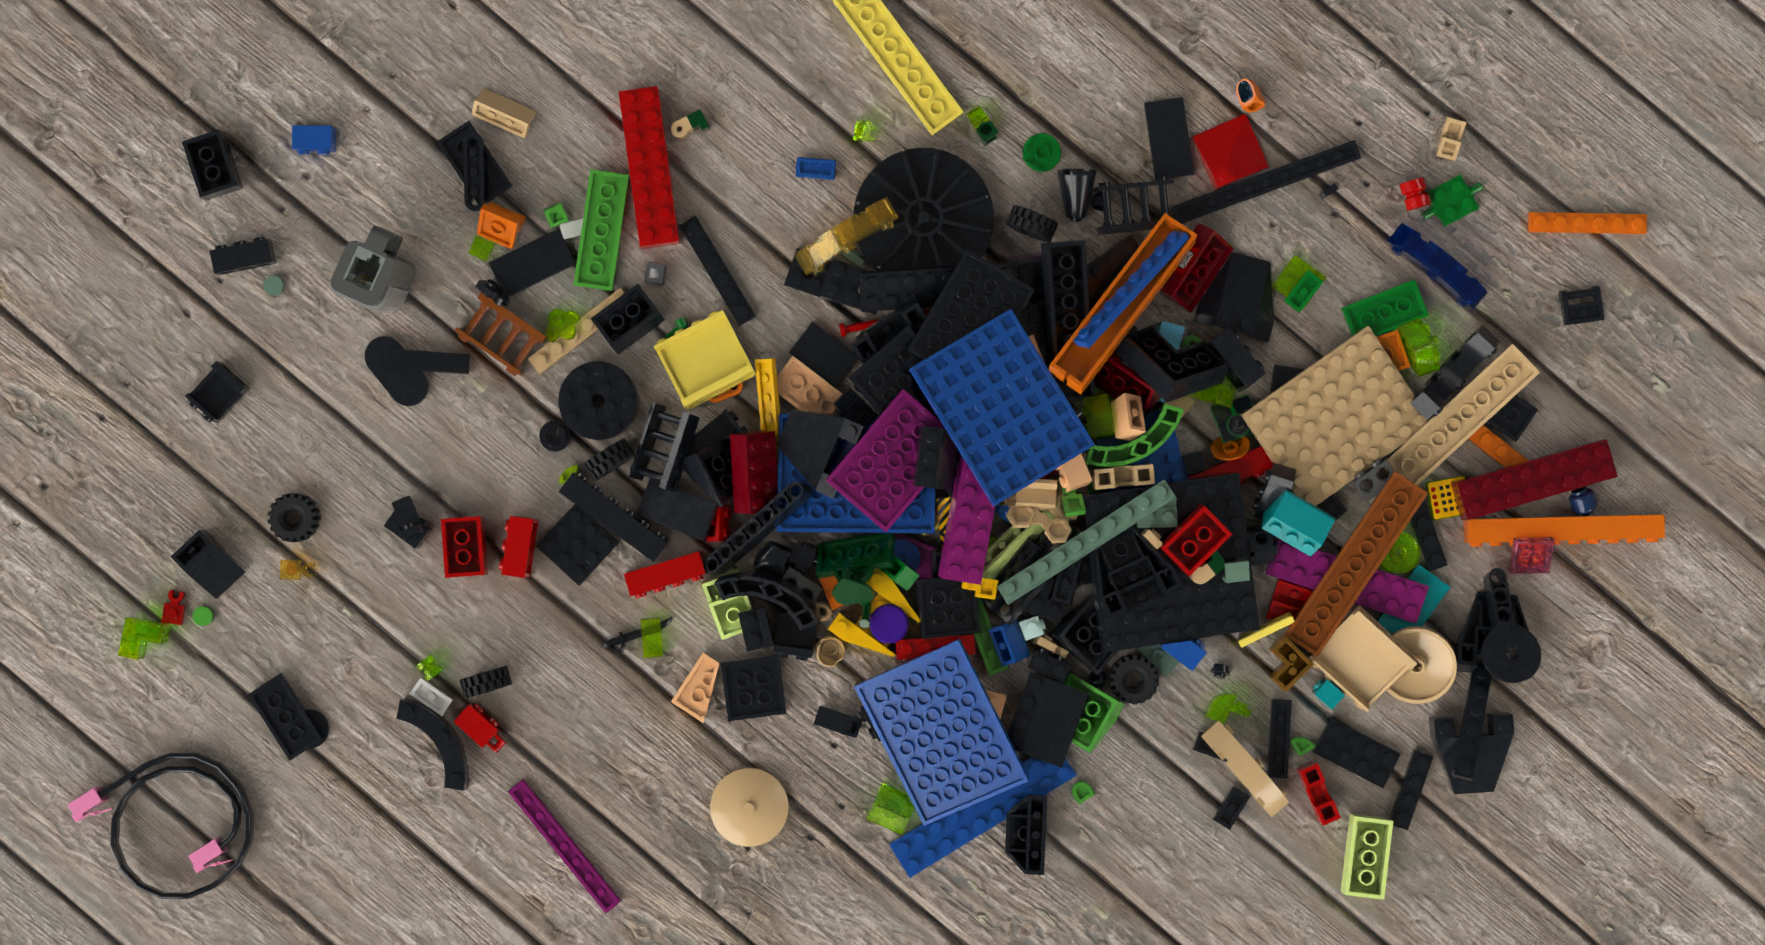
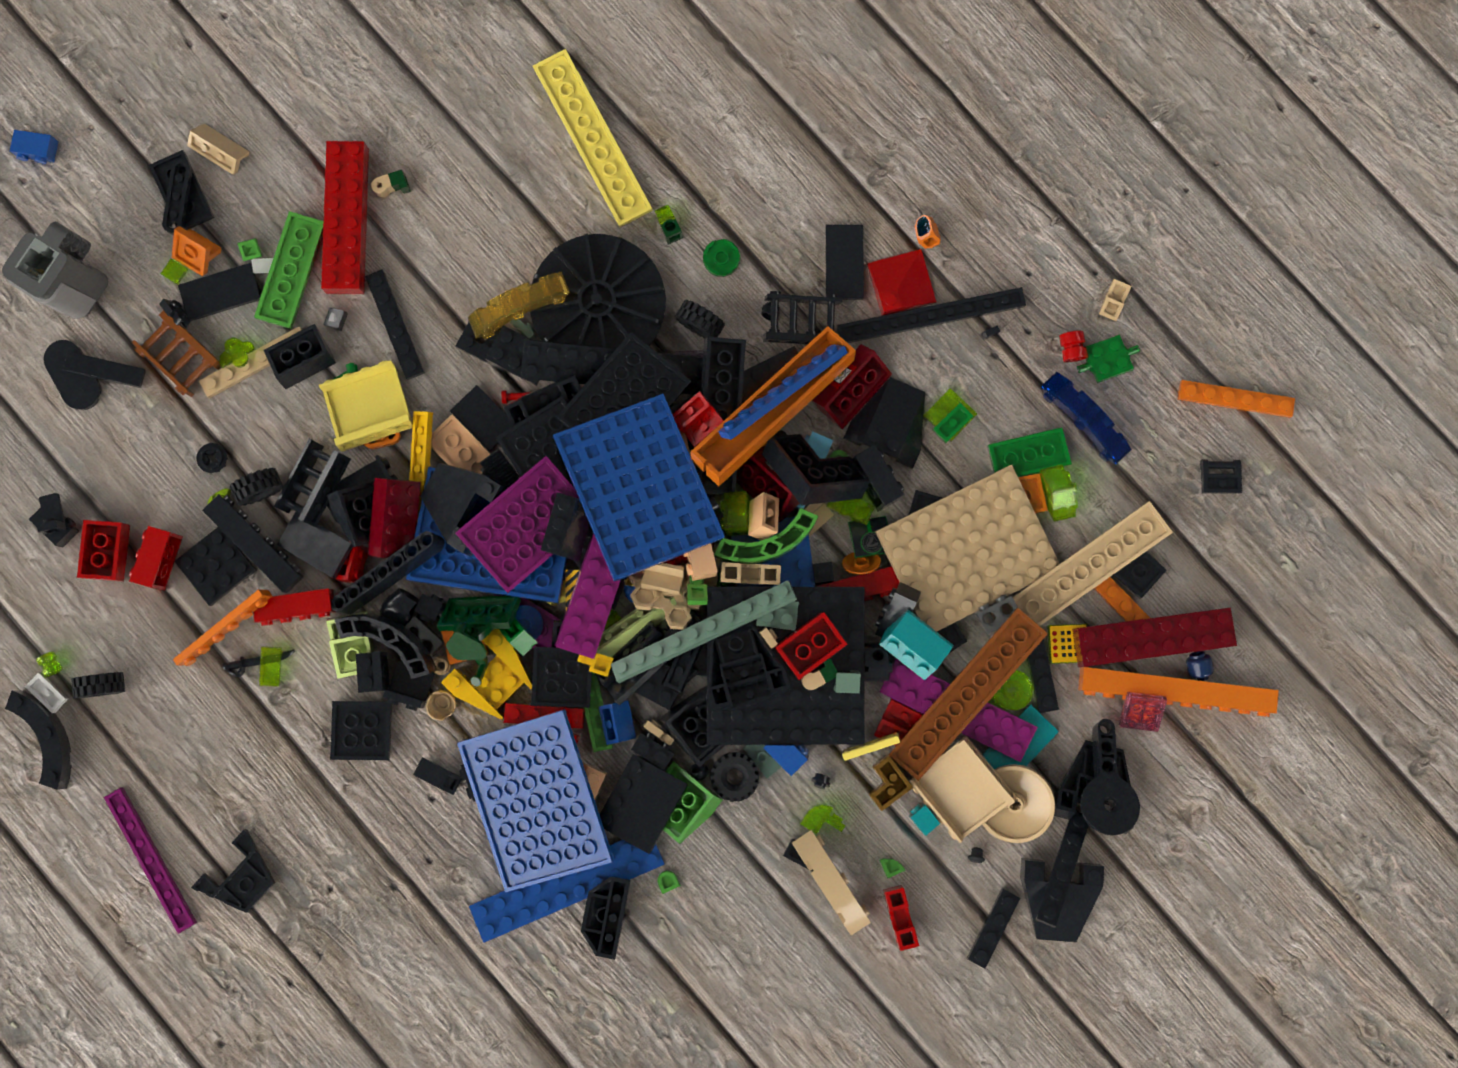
camera: 10 degrees right, 5 degrees down
(480, 727) = (87, 729): red brick -> none
(579, 394) = (240, 423): black brick -> none
(606, 601) = (225, 625): none -> orange plate
(664, 854) = (246, 883): none -> black wing
(698, 687) = (306, 722): light nougat wing -> none
(749, 807) = (338, 848): tan dish -> none
(815, 168) = (503, 241): blue plate -> none
(863, 131) = (553, 213): clear neon green tile -> none
(888, 623) = (501, 686): dark purple piece -> none
(891, 809) = (476, 870): clear neon green slope -> none
(1032, 627) = (642, 710): light aqua brick -> none
(1049, 329) = (697, 418): none -> red slope
(1076, 191) = (748, 297): black cone -> none
(1231, 807) = (812, 919): black plate -> none
(1279, 738) = (869, 857): black plate -> none
(1356, 752) = (944, 883): black plate -> none
(1366, 856) = (940, 989): yellowish green brick -> none
(1384, 721) = (976, 855): none -> black piece
(1453, 371) = (1089, 521): black brick -> none

